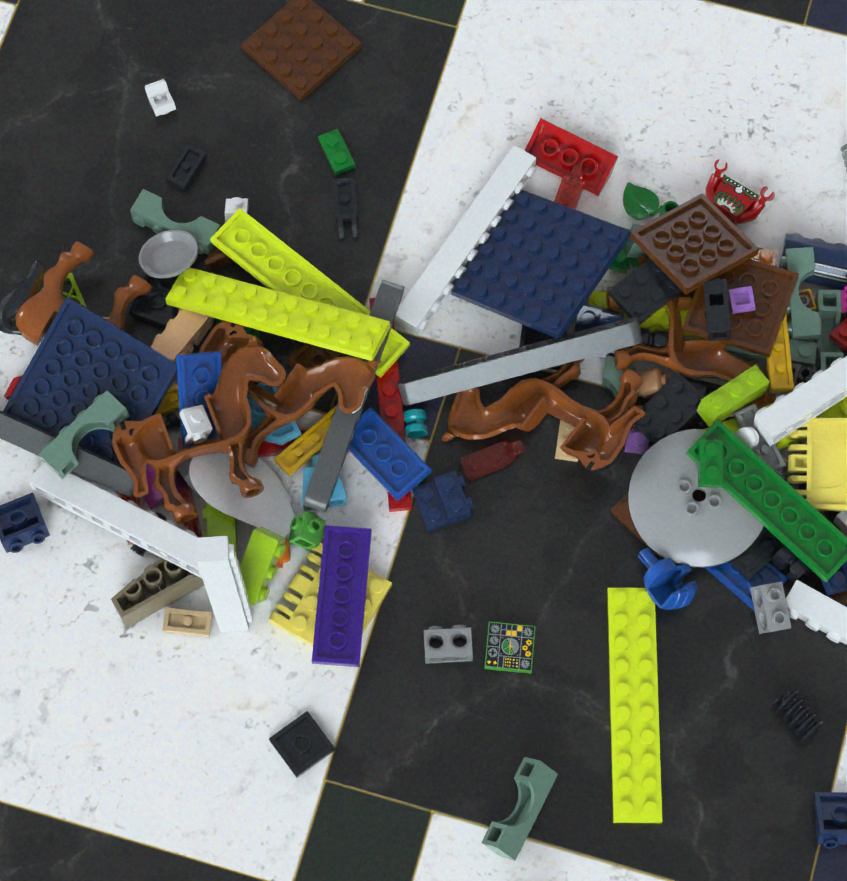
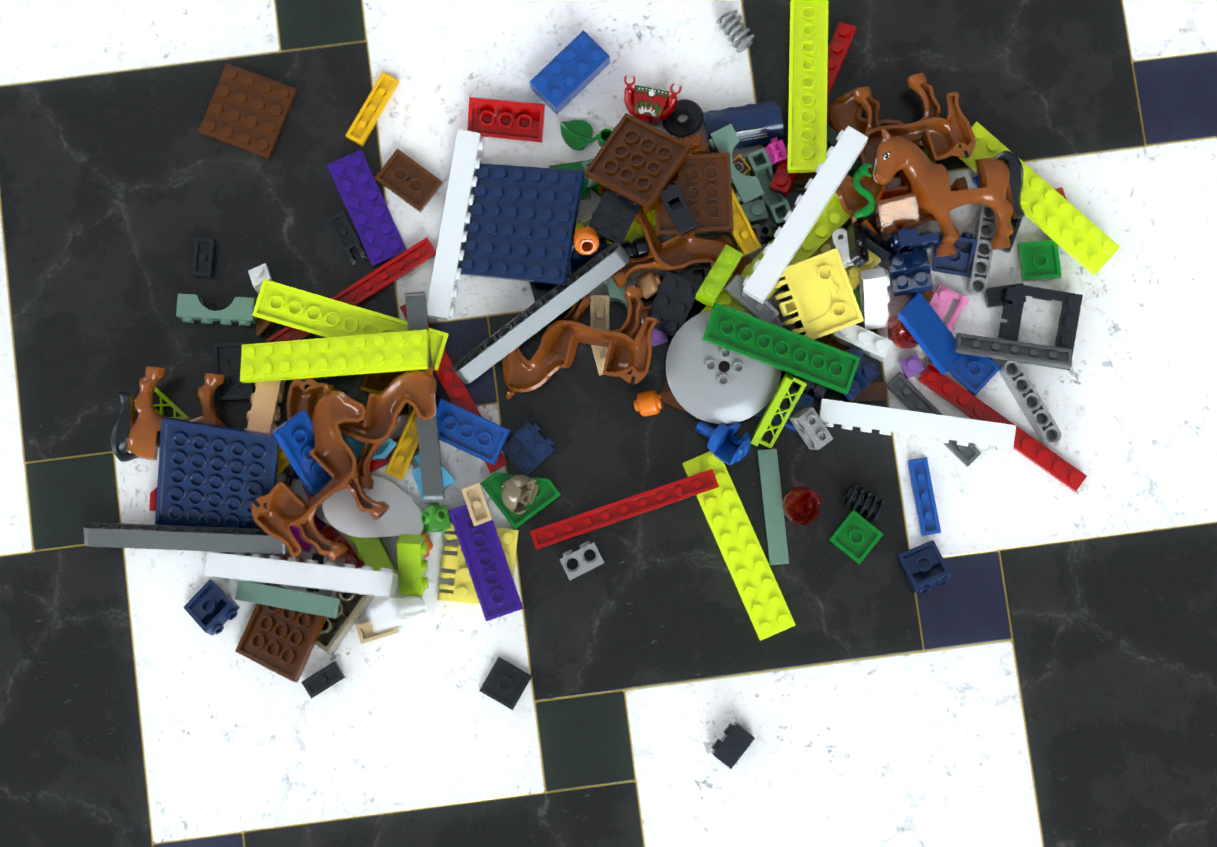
camera: 25 degrees left, 15 degrees up
(84, 576) = (280, 639): none -> reddish brown plate
(102, 414) = (219, 545): sand green arch -> none
(102, 651) = (323, 679): none -> black plate
(107, 543) = (288, 599): none -> sand green tile
(160, 97) = (154, 207): white bracket -> none
(168, 254) = (224, 341): light grey piece -> none
(196, 424) = (313, 477): white bracket -> none
(336, 152) = (317, 192): green plate -> none
(358, 261) = (371, 283): none -> red plate
(359, 529) = (477, 504): none -> tan plate
(381, 188) = (367, 208): none -> dark purple plate
(410, 547) = (545, 495): none -> green plate
(412, 538) = (518, 493): none -> dark tan cylinder
(415, 423) = (480, 395): teal wheel -> none
(432, 93) = (372, 108): none -> yellow tile
(438, 177) = (408, 180): none -> reddish brown plate
(490, 458) = (550, 398): clear red hinge -> none
(510, 647) = (628, 541): tile -> none
(521, 608) = (624, 509): none -> red plate
(534, 784) = (689, 685): sand green arch -> none
(571, 188) = (518, 148): clear red hinge -> none
(586, 388) = (599, 312): none -> tan plate
(597, 507) = (648, 403): none -> orange head
(599, 309) = (586, 240): none -> orange head
(659, 137) = (570, 72): none -> blue brick
(691, 680) = (773, 507): none -> sand green tile
(710, 463) = (724, 342): green plate -> none
(725, 687) = (801, 505): none -> clear red cylinder
(730, 569) = (771, 410): none -> lime fence
(742, 299) = (694, 194): medium lavender plate -> none
(748, 436) = (742, 304): white tile -> none
(770, 221) = (688, 127): none -> black wheel
(773, 752) = (855, 537): none -> green plate

